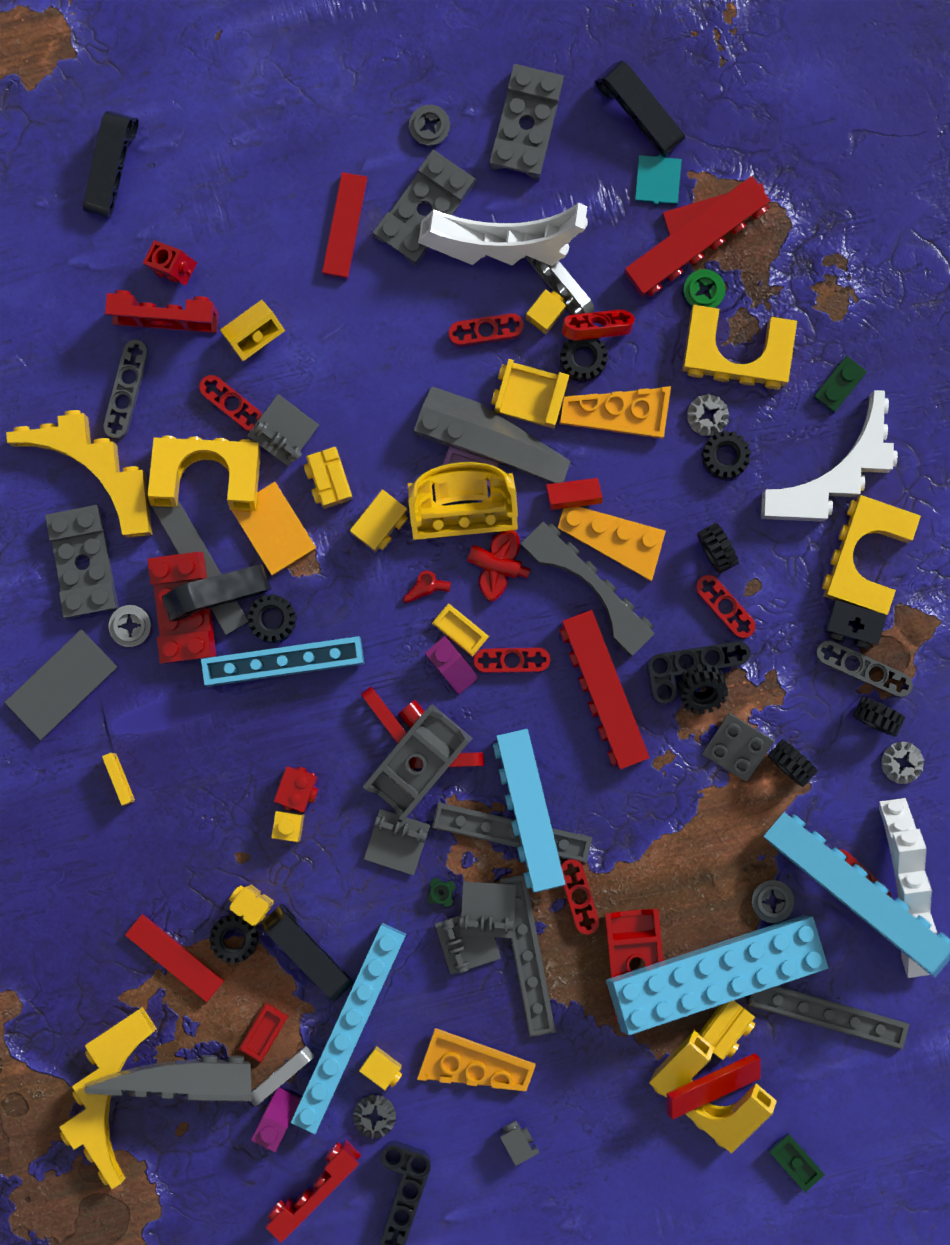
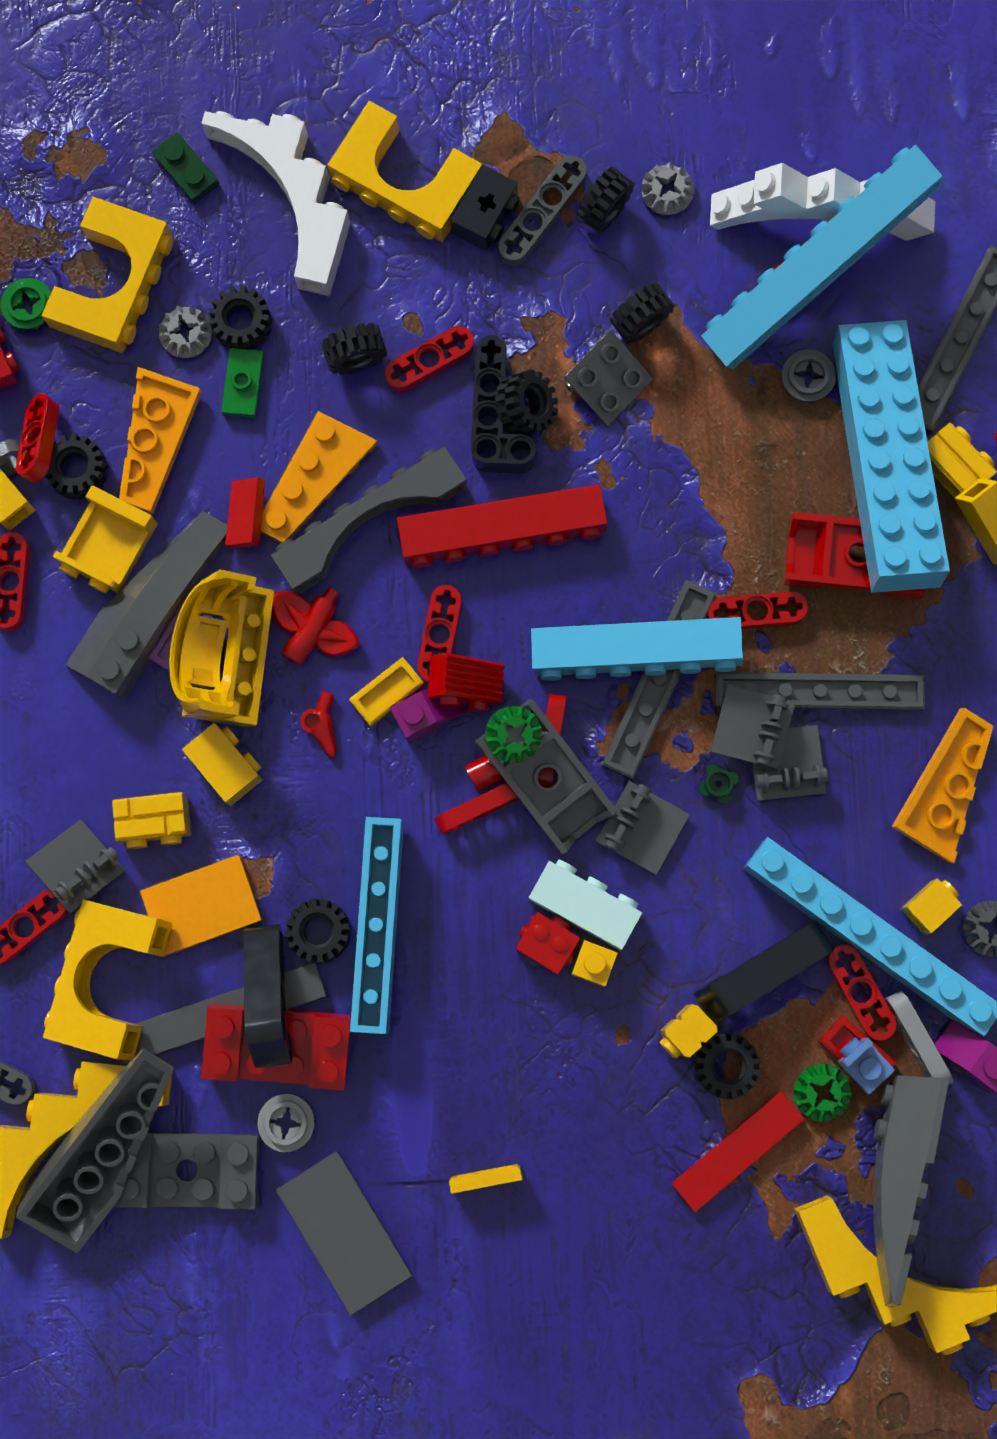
camera: 70 degrees left, 5 degrees down
(76, 496) = (96, 1157): none -> dark grey wedge
(241, 1008) = (806, 1096): none -> green gear
(254, 1039) = (864, 1064): none -> medium blue bracket
(287, 1034) = (865, 1020): none -> red beam
(330, 811) = (586, 904): none -> light aqua brick
(437, 720) = (496, 734): none -> green gear
(477, 688) = (465, 681): none -> red brick
(676, 468) = (242, 383): none -> green plate

